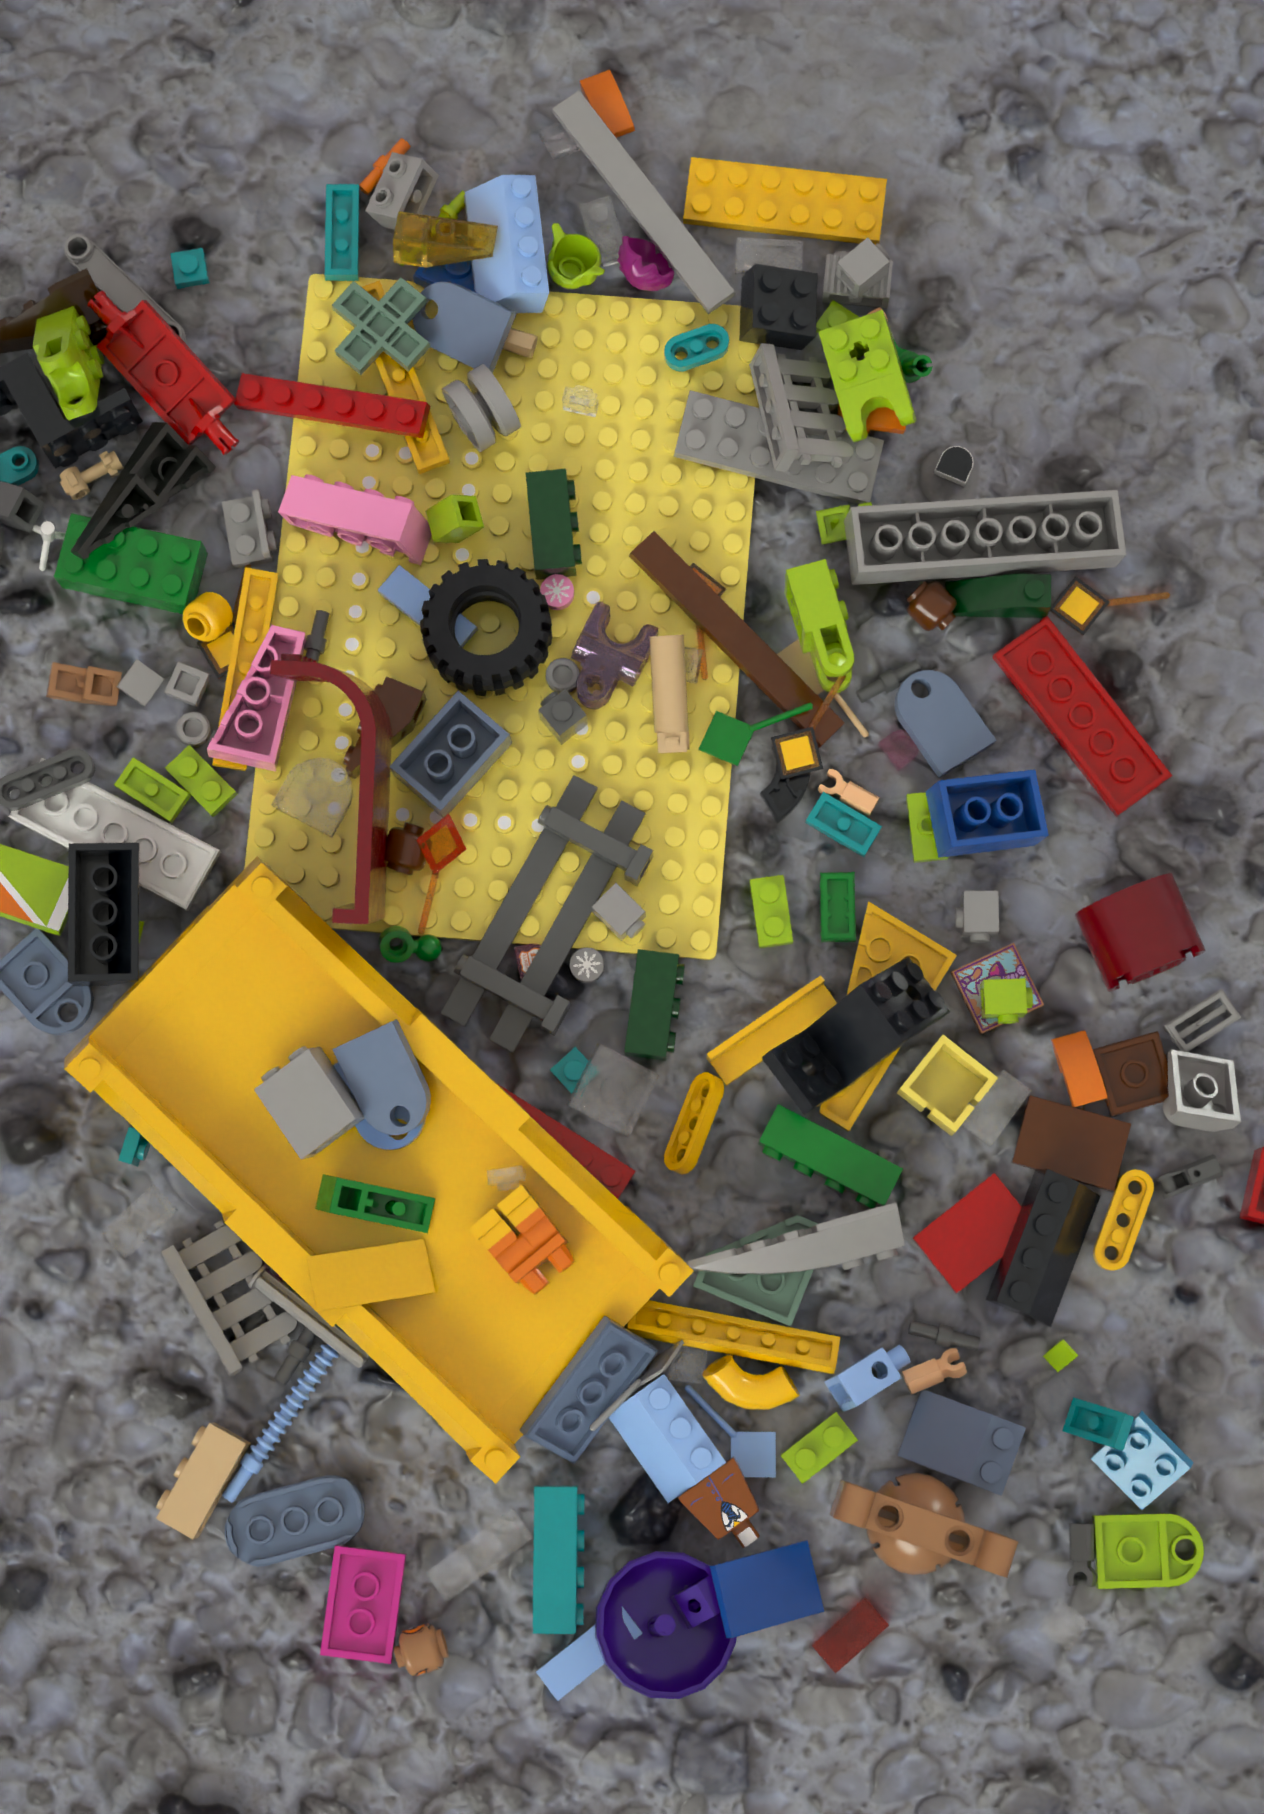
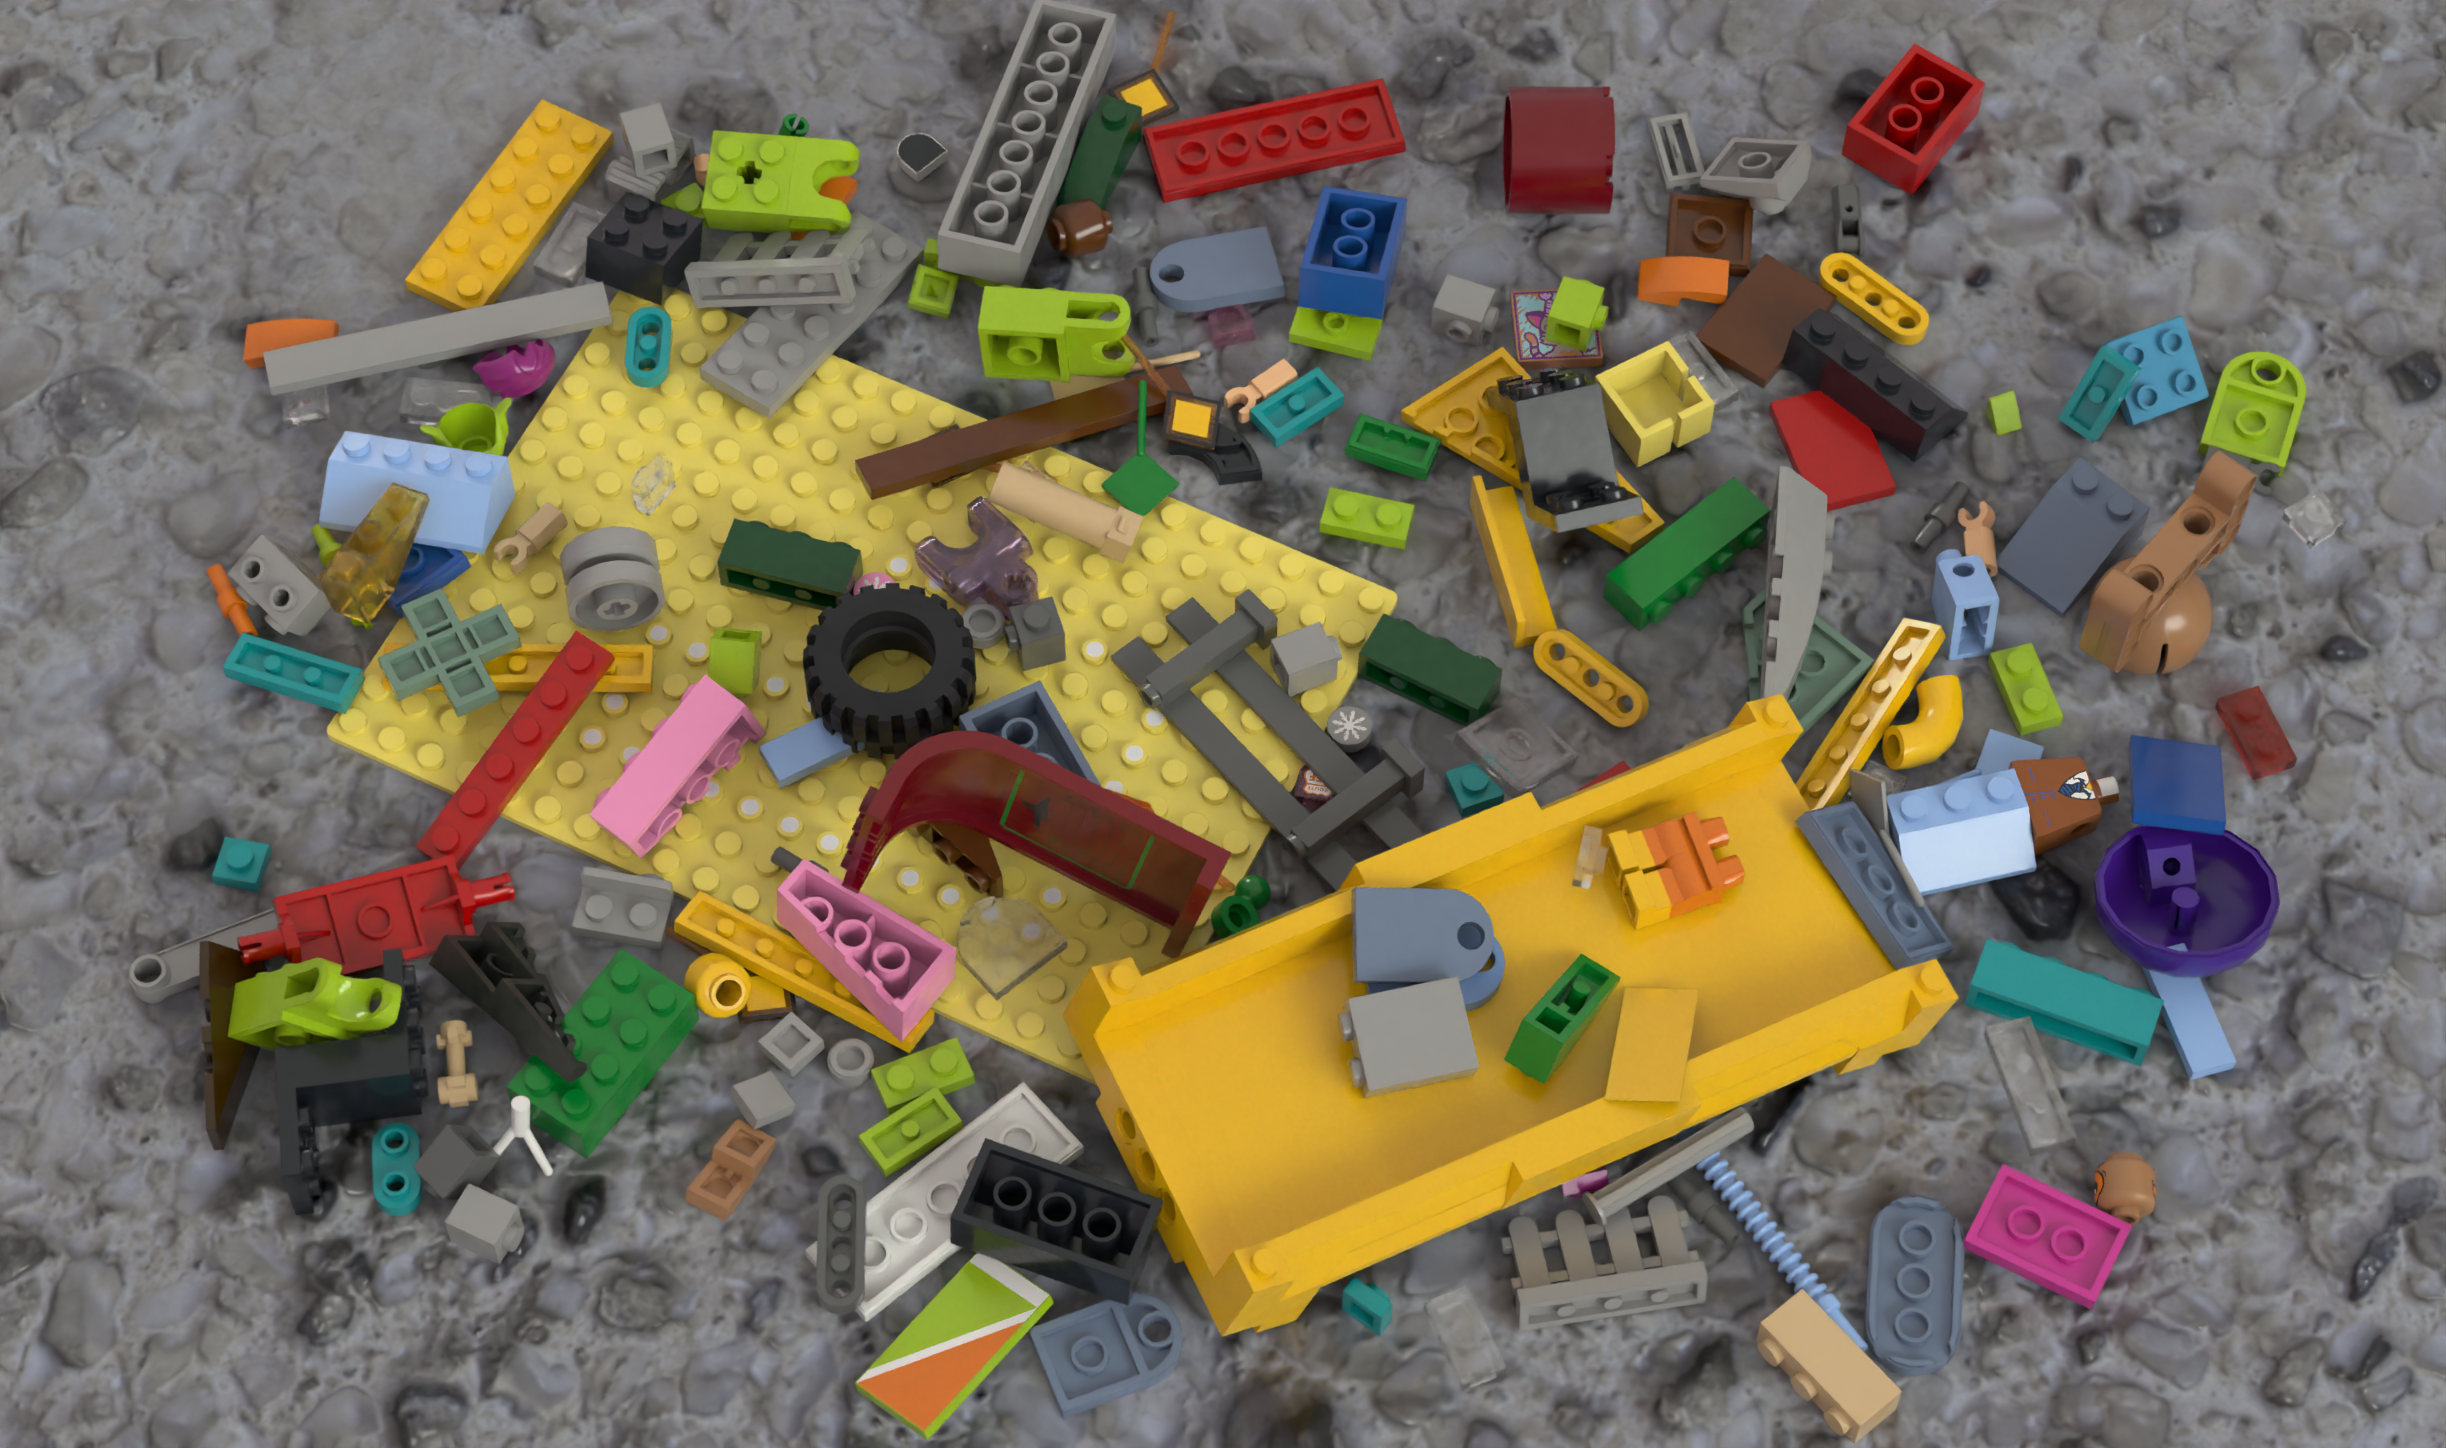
camera: 75 degrees left, 20 degrees down
(465, 325) = (497, 563): sand blue tile -> none

